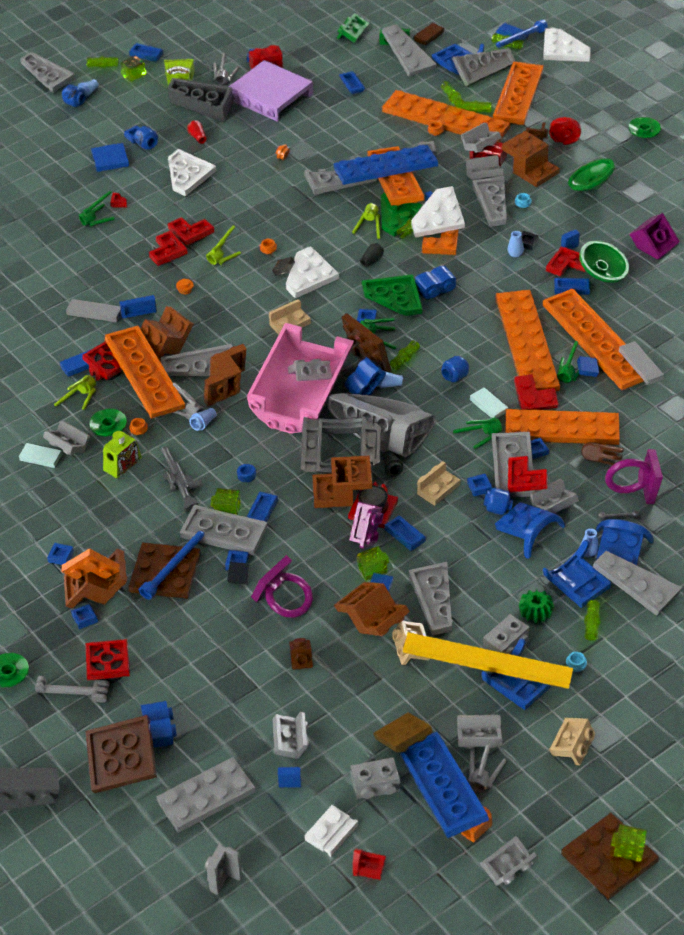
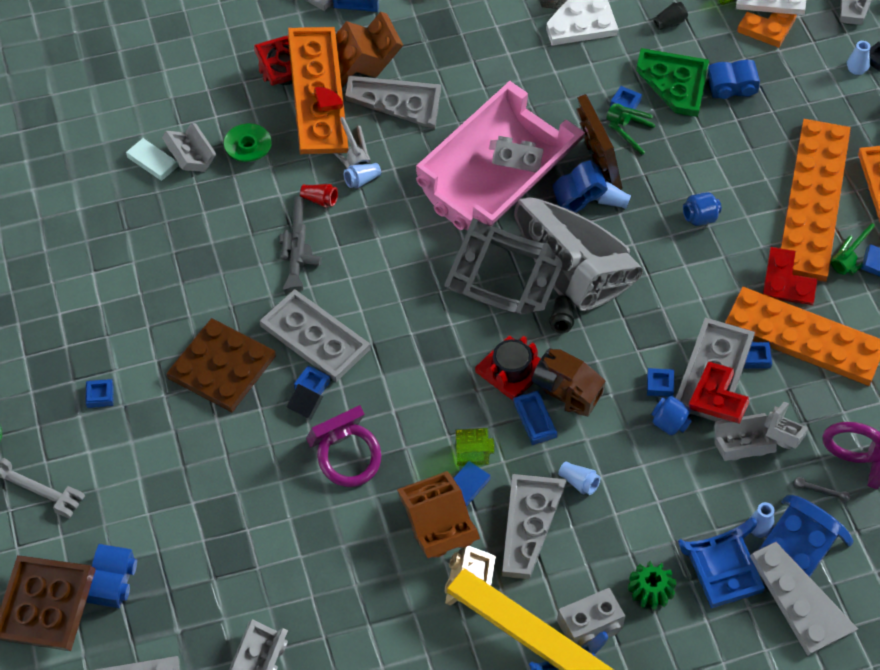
camera: 20 degrees right, 10 degrees up
(60, 554) = (112, 299): blue tile -> none
(74, 365) = (244, 52): blue tile -> none
(84, 385) = (244, 83): lime plant -> none
(90, 562) = (117, 331): orange plate -> none
(94, 586) = (130, 349): dark orange bracket -> none
(107, 660) = (89, 467): red piece -> none
(120, 454) = (239, 191): lime torso -> none
(138, 426) = (281, 159): orange plate -> none
(149, 588) = (185, 386): blue piece -> none
(156, 374) = (327, 99): none -> red tile
(179, 440) = (321, 194): none -> red cone
(225, 375) = (412, 118): dark orange bracket -> none
(226, 500) = (335, 298): clear neon green brick -> none
(246, 473) = (380, 265): blue tile -> none
(263, 506) = (376, 320): blue tile -> none
(289, 313) = (529, 70): tan bracket -> none
(301, 653) = (326, 541): reddish brown bracket -> none
(347, 475) = (487, 319): dark orange bracket -> none
(366, 524) = (485, 393): magenta bracket -> none
(405, 354) = (649, 167): clear neon green pin -> none
(433, 500) = (569, 381): none -> reddish brown piece
(437, 484) = (610, 360): tan bracket -> none
(455, 558) = (581, 478): none -> light blue cone
(488, 403) = (724, 270): light aqua tile -> none
(489, 426) = (710, 305): green plant -> none
(526, 523) = (692, 460): blue piece -> none
(580, 486) = (784, 431): none -> light grey bracket
(592, 620) = (716, 632): clear neon green pin -> none
(597, 453) = (839, 394): reddish brown arm -> none

